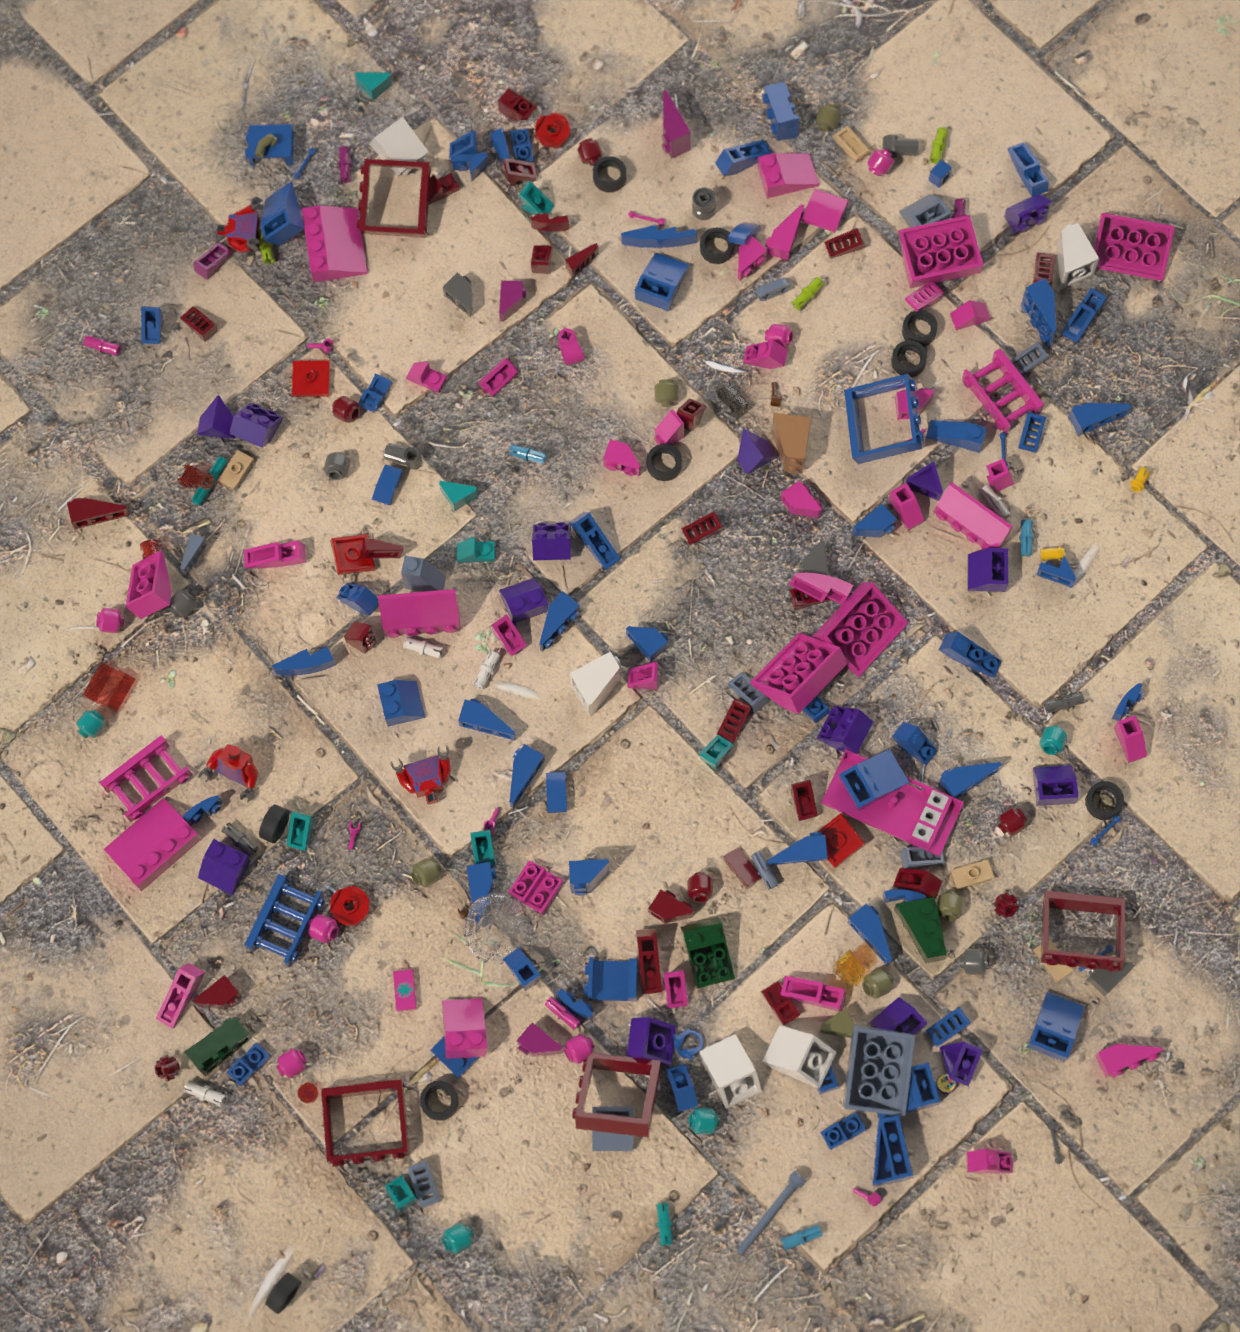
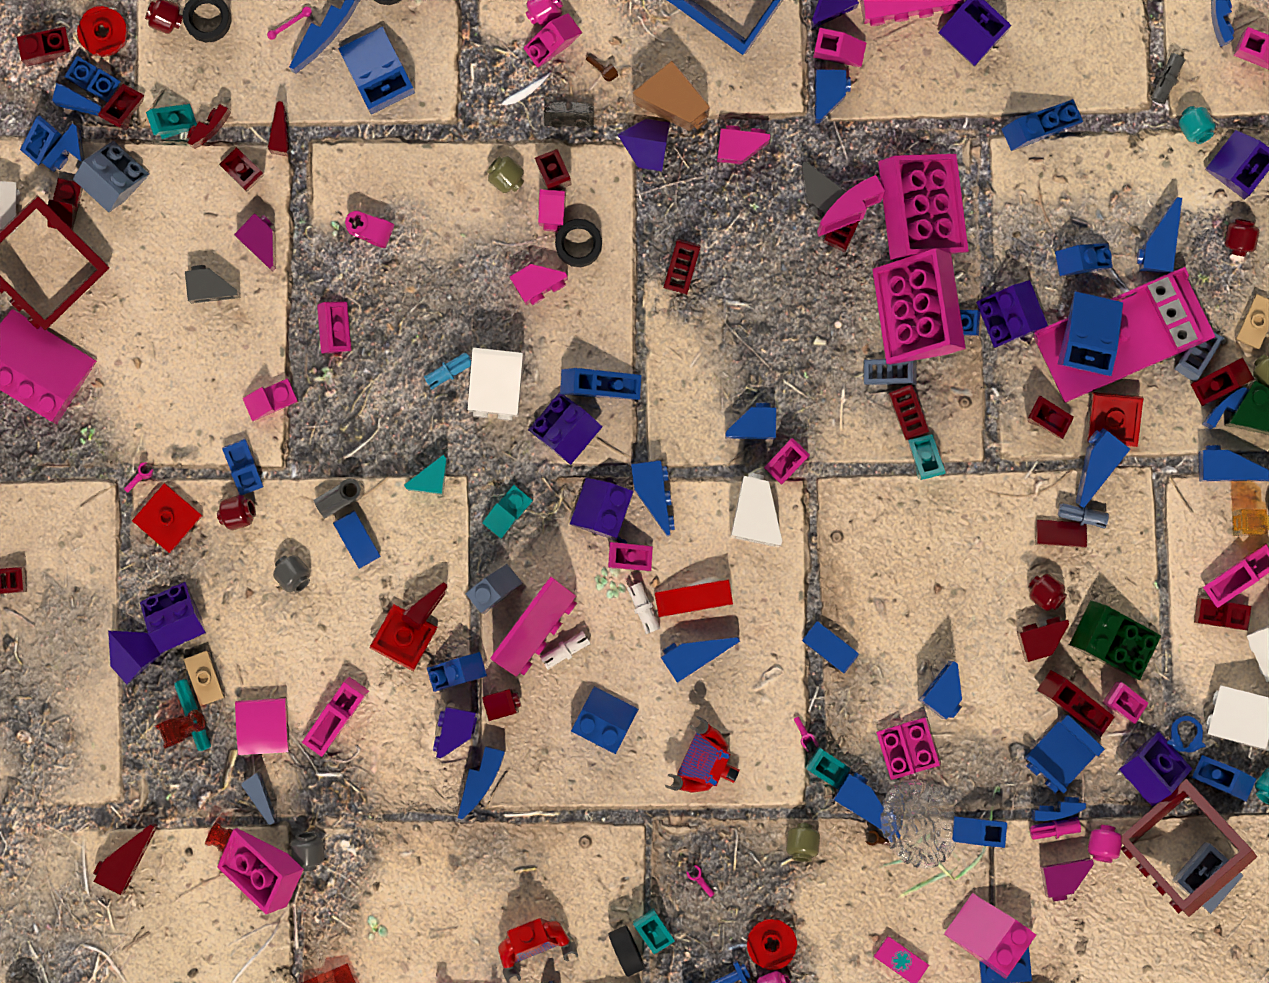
camera: 50 degrees left, 15 degrees up
(109, 620) = (261, 939): dark pink head -> none
(234, 521) = (261, 726): none -> dark pink slope
(321, 622) = (457, 728): none -> dark purple slope
(476, 196) = (110, 176): none -> sand blue slope
(517, 692) = (693, 598): none -> red slope
(525, 766) = (780, 658): blue slope -> none
(543, 482) = (495, 383): none -> white slope

